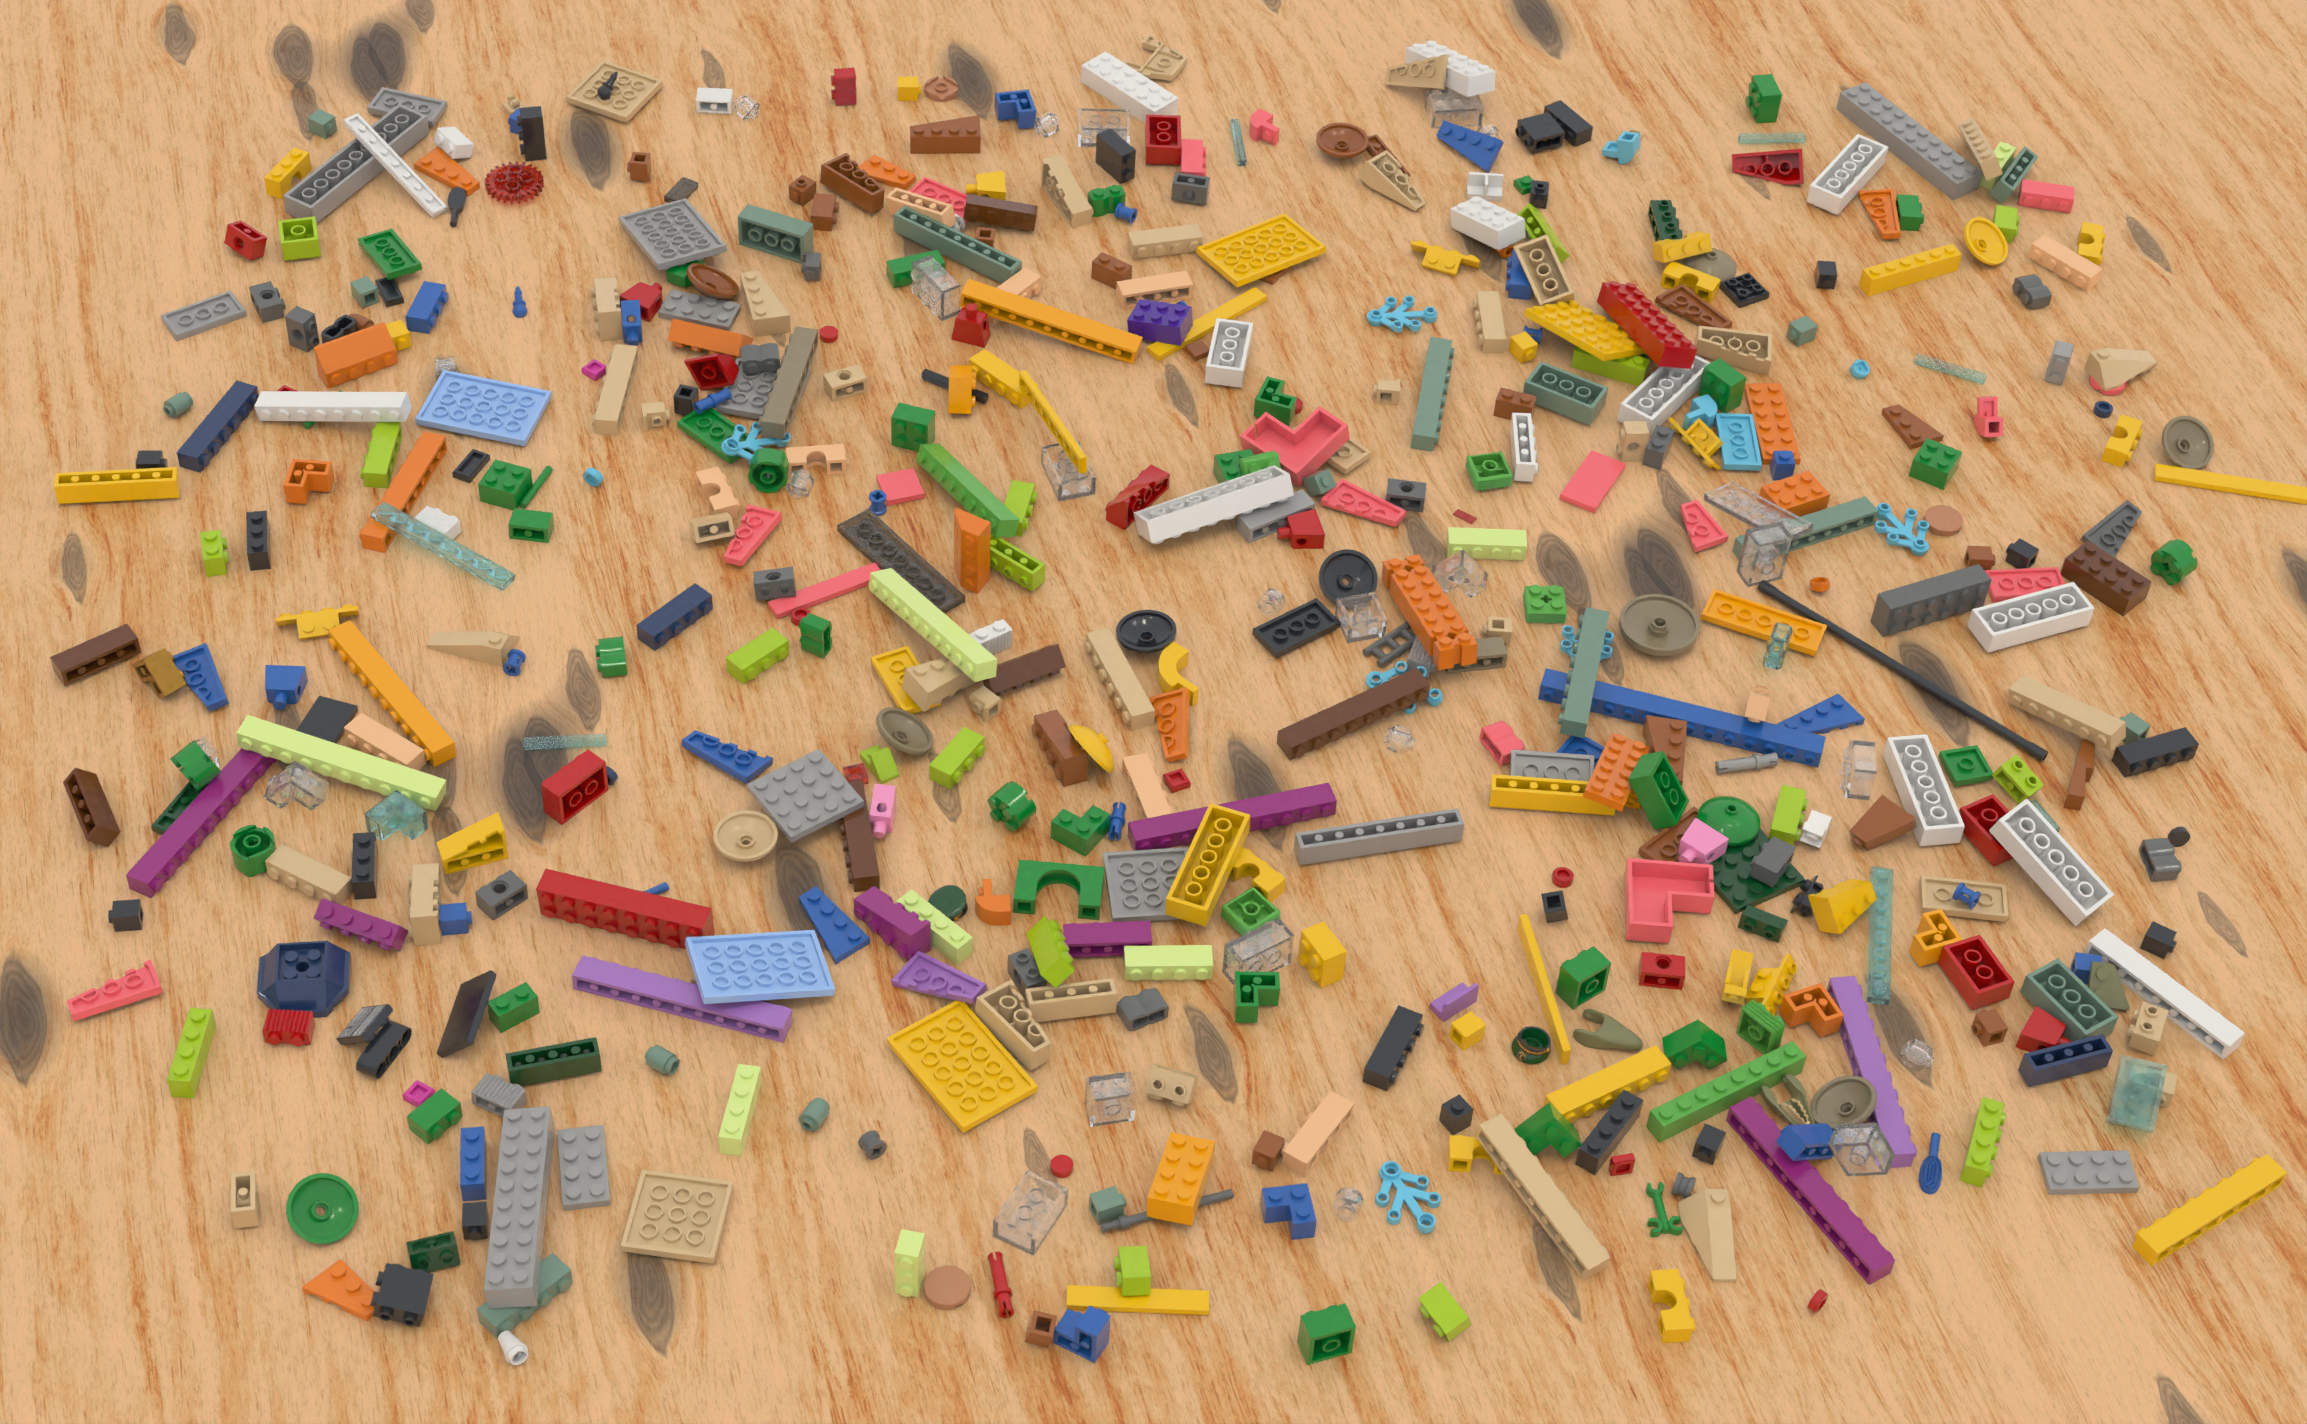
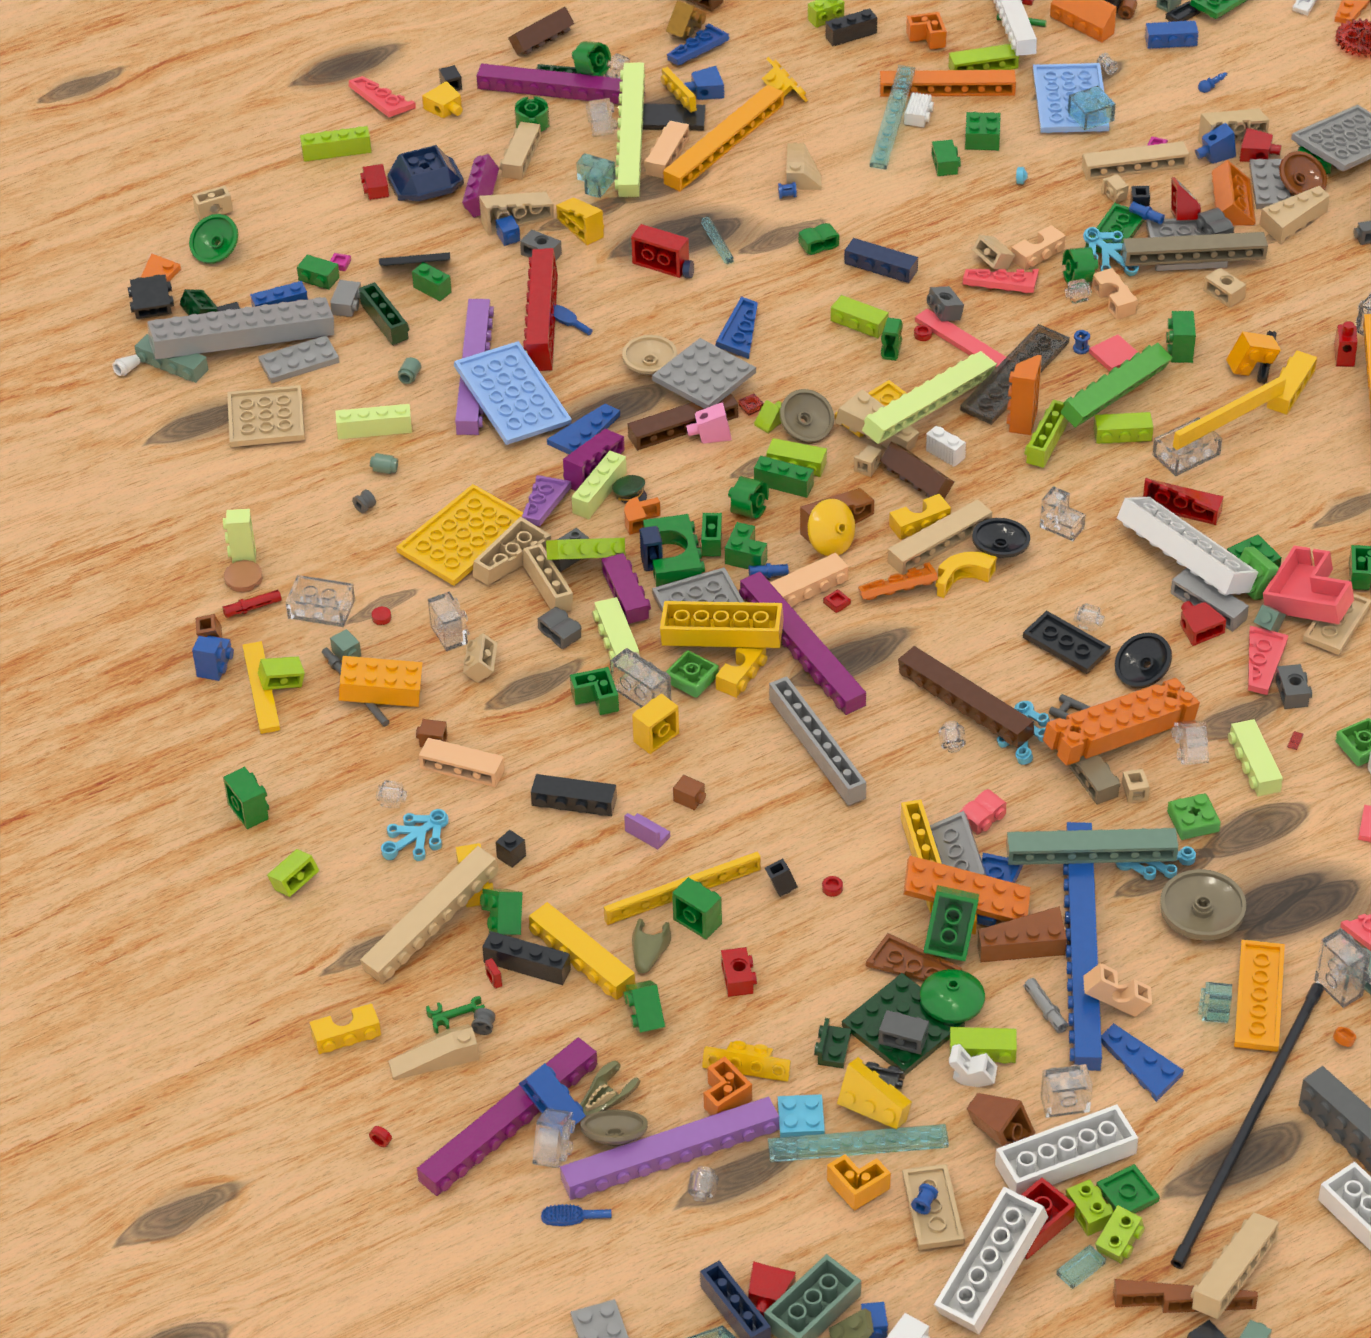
camera: 80 degrees right, 0 degrees up
(168, 930) = (443, 101): none -> yellow torso
(288, 707) = (679, 89): none -> yellow plate
(364, 865) = (541, 172): black brick -> none
(365, 1024) = (382, 214): tile -> none
(383, 1049) = (371, 231): black beam -> none
(399, 335) = (1127, 29): yellow brick -> none
(456, 203) = (1315, 15): black piece -> none
(471, 466) = (1007, 111): black tile -> none
(527, 391) = (1091, 107): none -> clear light blue brick
(535, 487) = (998, 151): green bar -> none
(828, 334) = (1288, 265): tile -> none
(984, 774) = (784, 476): none -> green brick
(1053, 847) = (711, 534): none -> green brick
(1060, 901) = (650, 546): none -> dark blue brick
(1088, 697) = (906, 523): none -> yellow arch
(1128, 582) = (1059, 517): none -> clear brick
(1292, 1205) = (375, 760): blue brick -> none
(1361, 617) = (1096, 679): clear brick -> none
(1415, 954) = (689, 792): none -> dark orange brick
(1467, 1030) = (612, 842): yellow brick -> none
(1531, 1045) = (612, 888): dark green piece -> none
(1659, 888) = (828, 947): coral piece -> none
(1701, 844) = (901, 972): bright pink torso -> none
(1708, 1144) = (537, 1033): black brick -> none
(1724, 1091) = (604, 1038): bright green brick -> none
(1737, 976) = (752, 1030): yellow arch -> none
(1760, 1027) = (684, 1049): bright green brick -> none
(1840, 963) = (800, 1115): none -> medium azure plate
(1976, 789) = (1090, 1207): none -> lime brick
(1976, 972) = (826, 1219): red brick -> none
(1982, 1142) = (608, 1246): lime brick -> none
(1989, 1027) = (762, 1241): dark orange brick -> none

